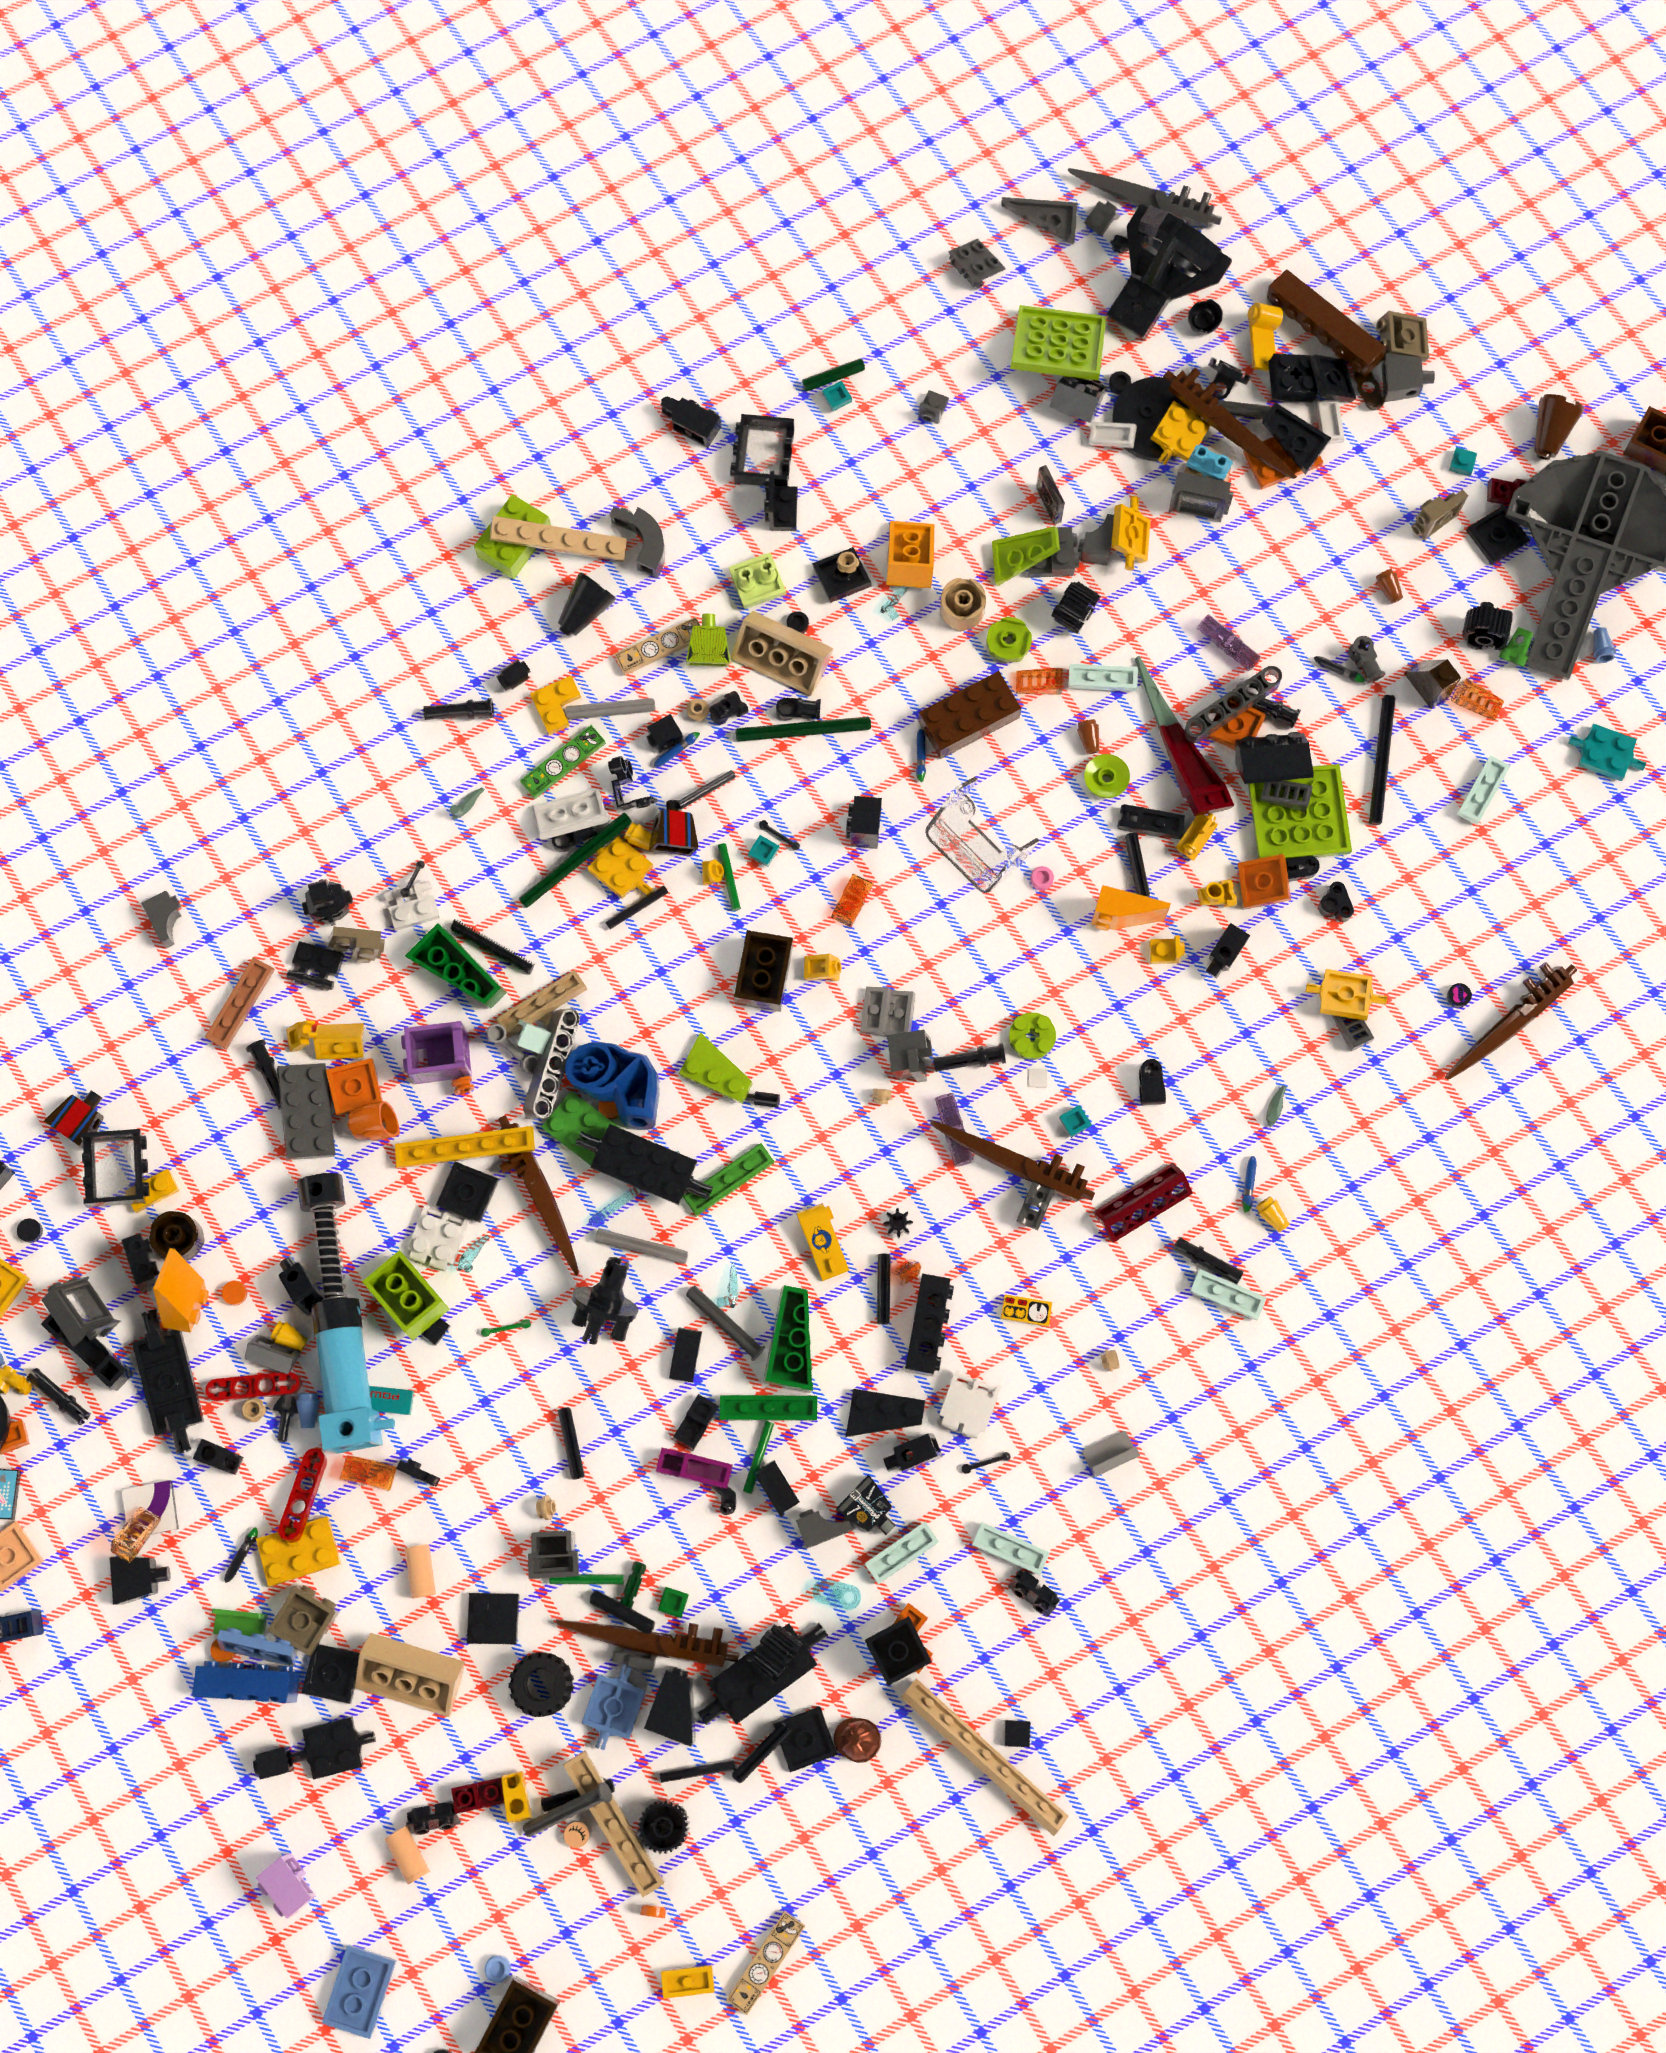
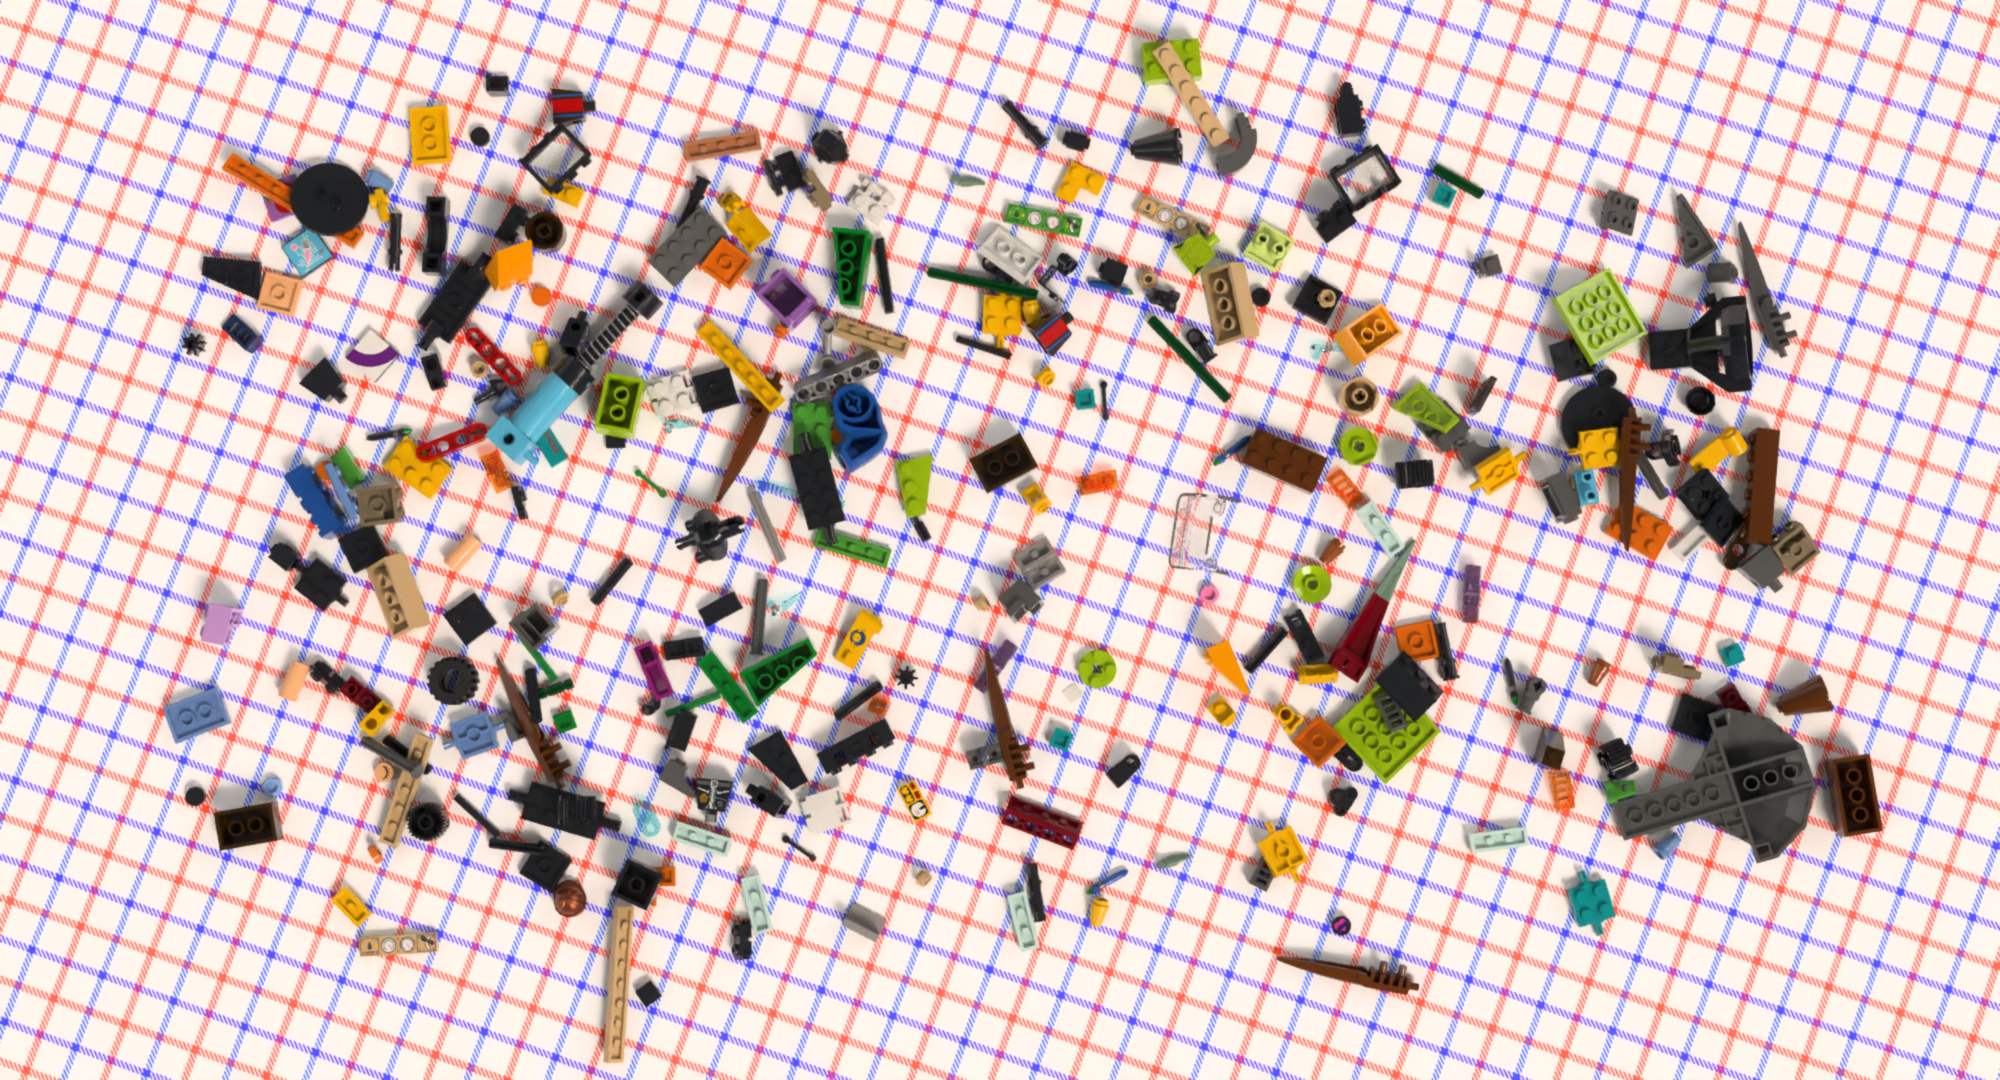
camera: 50 degrees right, 10 degrees up
(79, 1310) = (453, 211): dark grey window -> none
(127, 1548) = (339, 355): clear orange slope -> none
(163, 913) = (740, 48): dark grey arch -> none
(271, 1355) = (520, 351): dark grey slope -> none
(367, 1122) = (709, 291): orange helmet -> none
(405, 892) = (874, 192): black hinge -> none
(533, 1037) = (845, 351): light aqua panel -> none
(610, 708) = (1104, 222): light grey axle -> none
(673, 1708) = (500, 773): black slope -> none
(706, 789) = (1096, 329): black bar -> none
(729, 877) = (1049, 392): green bar -> none
(865, 822) = (1155, 450): black brick -> none
(982, 1056) = (1057, 647): black pin -> none
(1112, 434) = (1562, 403): white tile -> none
(1232, 942) = (1259, 752): black torso -> none
(1239, 695) = (1433, 637): dark grey beam -> none
(1296, 436) = (1657, 529): black wing -> none
(1382, 760) = (1468, 756): black axle -> none

